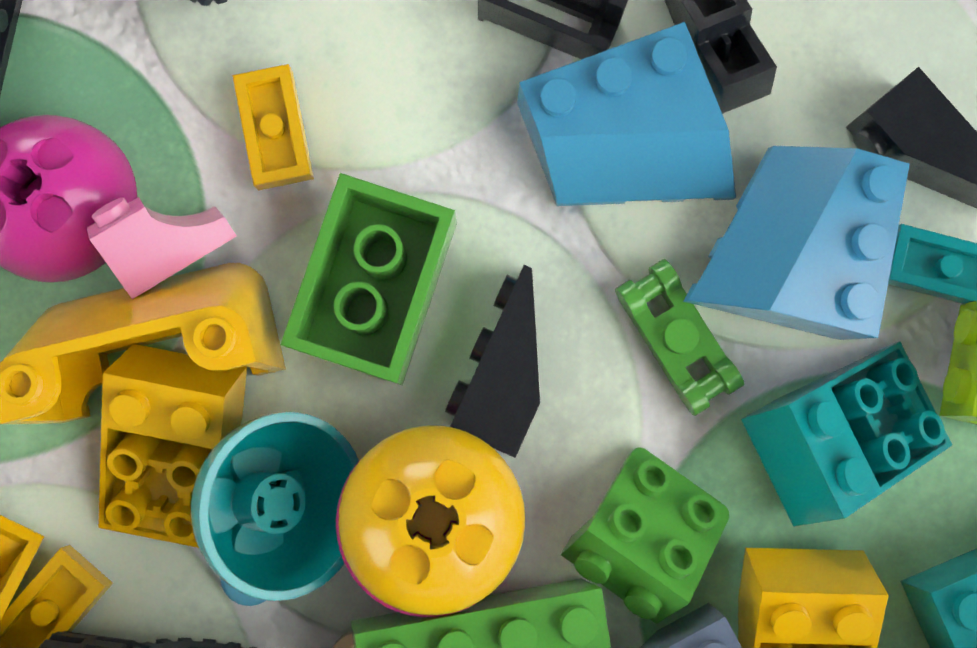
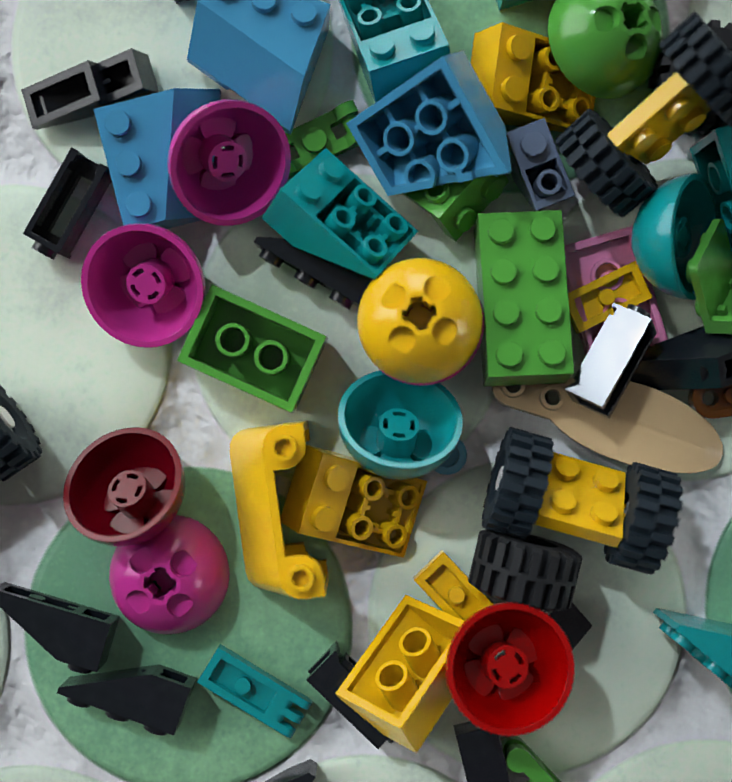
camera: 80 degrees left, 5 degrees up
(146, 93) = (125, 487): none -> dark red piece
(152, 246) = (213, 499): bright pink arch -> none
(273, 127) = (136, 408): yellow plate -> none
(429, 96) = (127, 294): none -> dark pink piece
(569, 384) = (338, 217): none -> teal slope
(613, 238) = (243, 173): none -> dark pink piece
(715, 512) = (433, 130): none -> dark azure wedge

